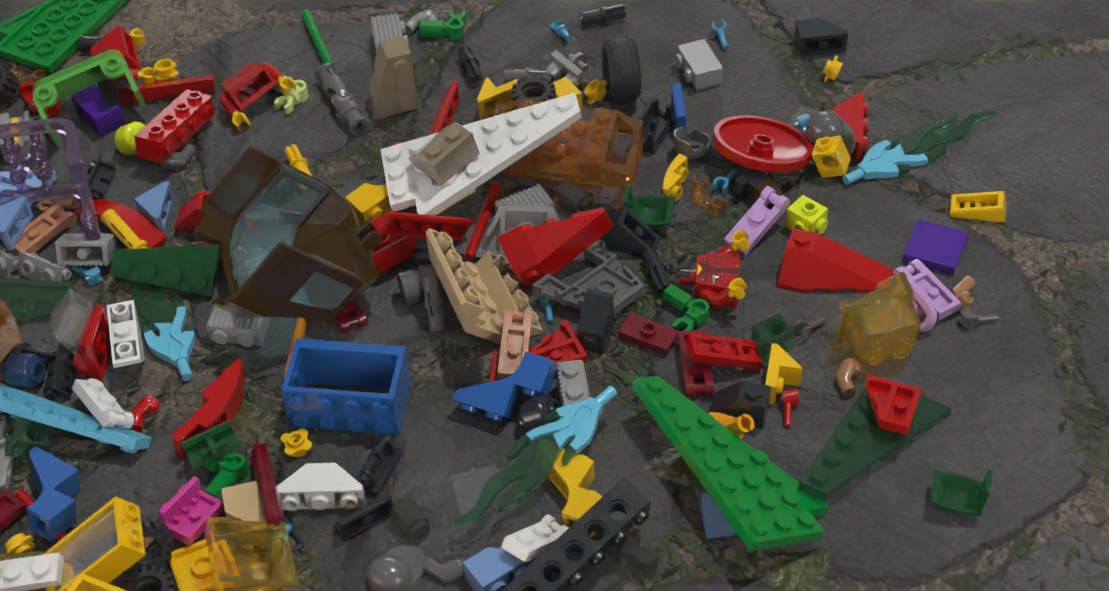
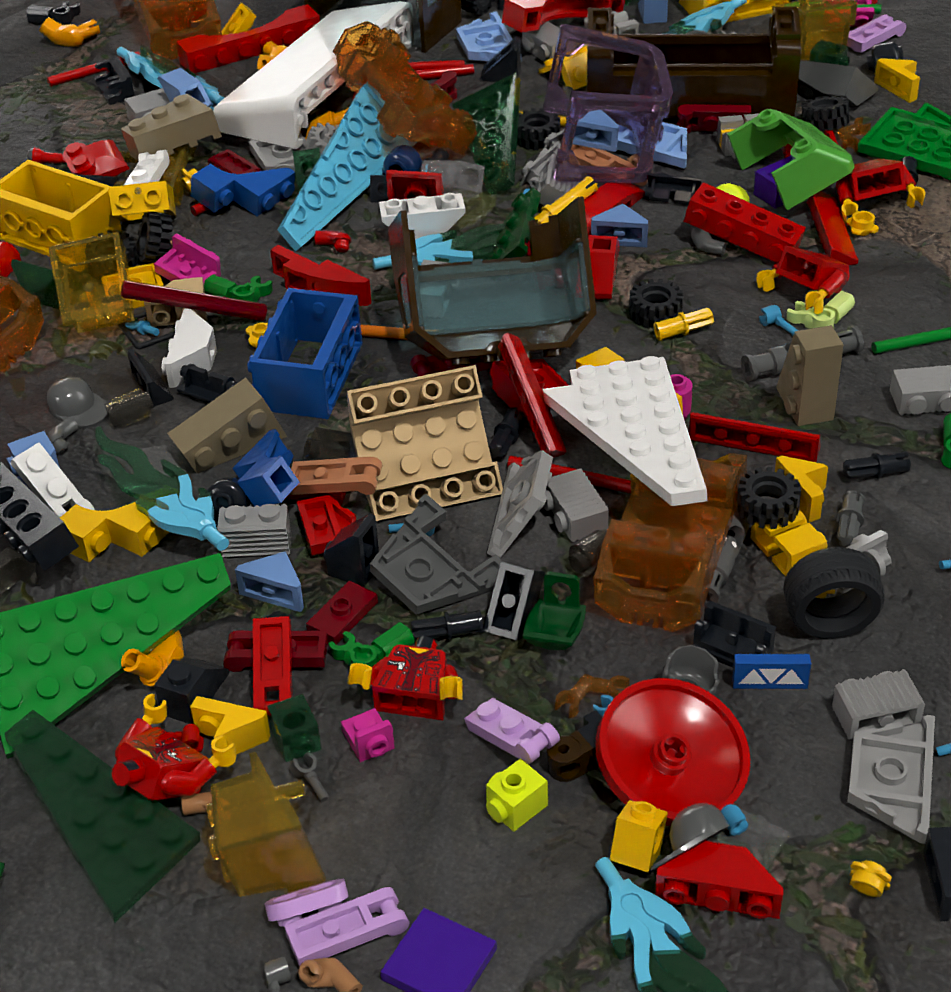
camera: 95 degrees right, 5 degrees down
(102, 404) = (343, 209): white plate -> none
(211, 444) = (261, 269): dark green hips -> none
(289, 119) = (772, 315): none -> dark azure hand
(446, 153) = (616, 384): dark tan slope -> none
(449, 430) = (225, 427): none -> dark tan wedge
(551, 246) = (476, 504): red wedge -> none
(623, 369) = (271, 581): none -> medium blue slope
(675, 176) = (609, 648): yellow slope -> none
(752, 60) = (894, 775): none -> light grey wing
(766, 301) = (368, 734): none -> dark pink bracket
(824, 264) = (415, 812): red wedge -> none
(828, 397) = (162, 764): none -> red torso
(892, 403) = (114, 822): red wing -> none

